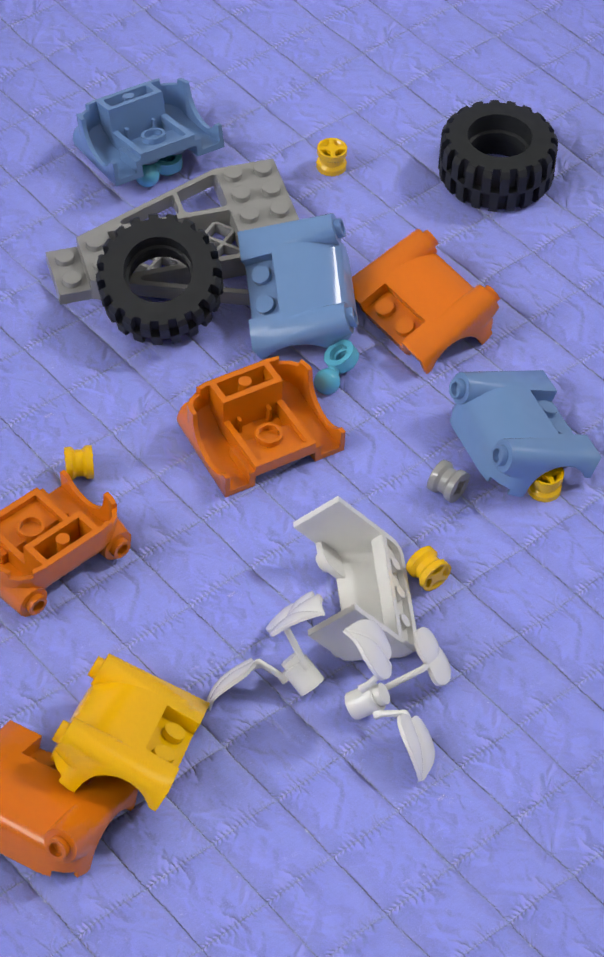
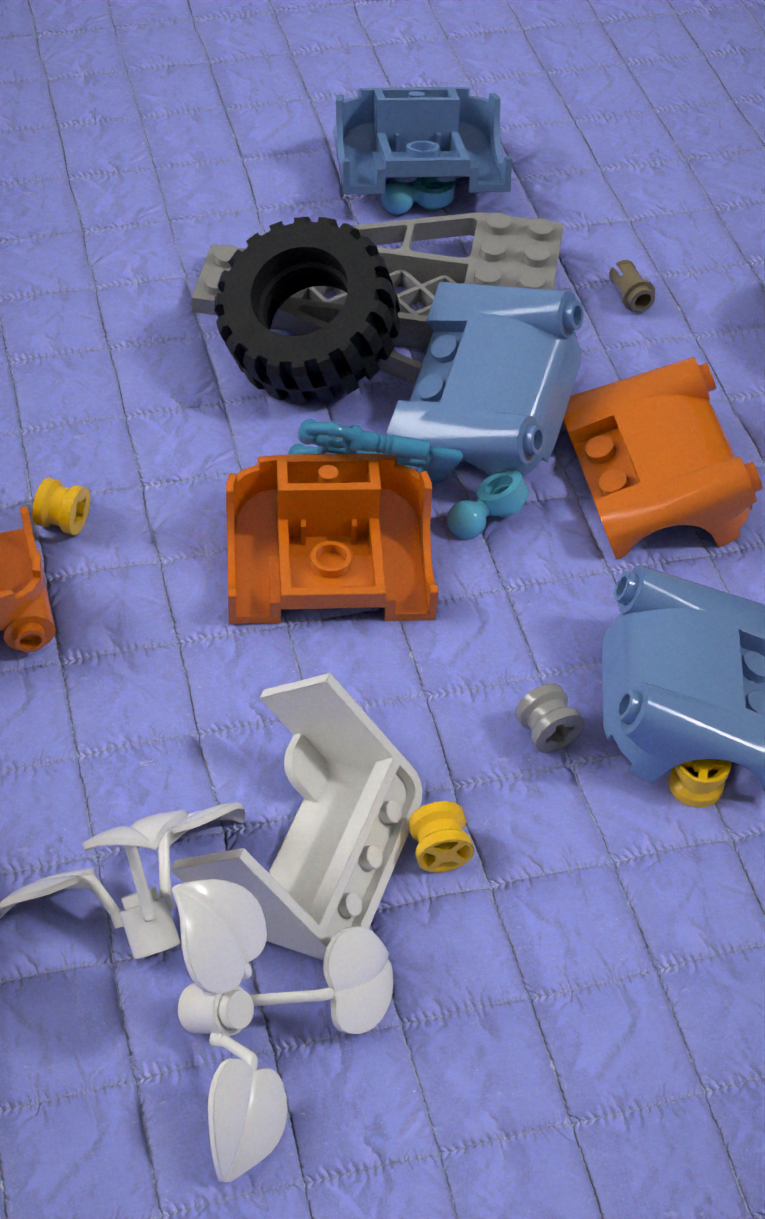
camera: 25 degrees right, 0 degrees up
(235, 360) = (341, 439): none -> dark azure piece
(331, 157) = (647, 246): yellow wheel -> none
(342, 191) = (636, 292): none -> dark tan pin

